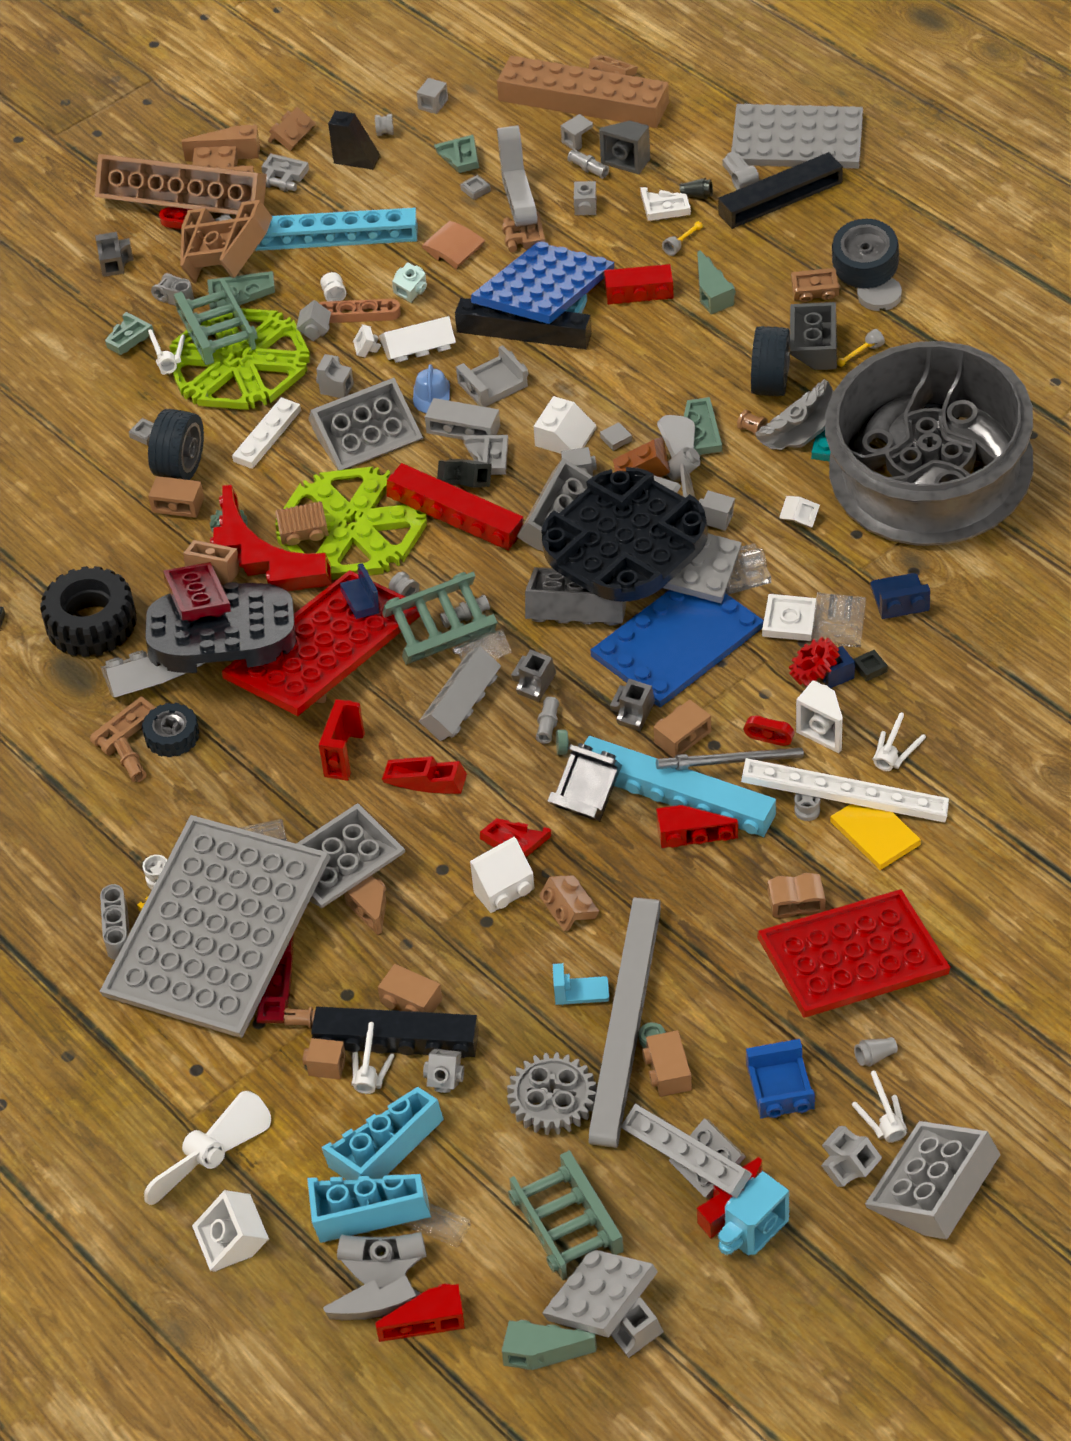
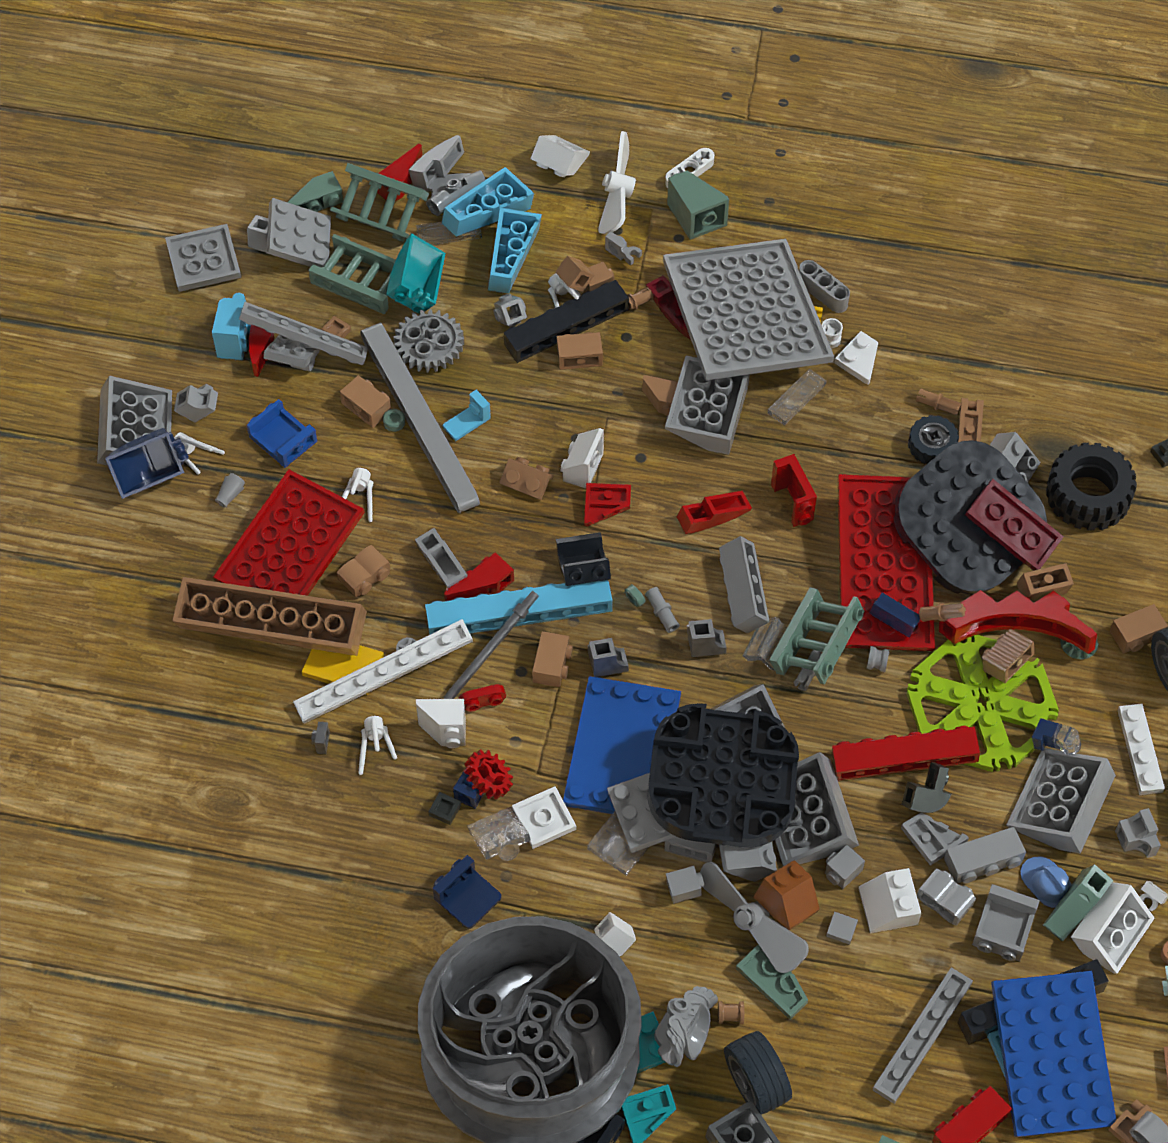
camera: 140 degrees right, 10 degrees up
(103, 1128) = (693, 161): none -> white beam
(152, 840) = (859, 357): none -> white wing
(157, 1066) = (696, 204): none -> sand green slope
(269, 1083) = (618, 247): none -> light grey plate
(324, 565) = (942, 612): none -> medium nougat axle
(327, 453) = (1056, 736): none -> leg
(349, 1055) = (574, 273): none -> medium nougat brick
(415, 357) = (1078, 901): none -> sand green slope
(465, 1290) = (394, 188): none -> sand green fence
(518, 411) = (946, 896): none -> light grey brick
(518, 1148) = (416, 274): none -> teal piece
(620, 346) = (922, 1035): none -> light grey plate
(638, 1172) = (337, 327): none -> medium nougat tile
(714, 861) = (440, 558): none -> light grey slope
(725, 1345) = (203, 257): none -> light grey plate
(735, 985) = (358, 482): none -> white plant
(923, 882) = (270, 616): none -> medium nougat brick
(941, 772) = (321, 737): none -> flat silver plate
(943, 1105) = (146, 462): none -> dark blue piece

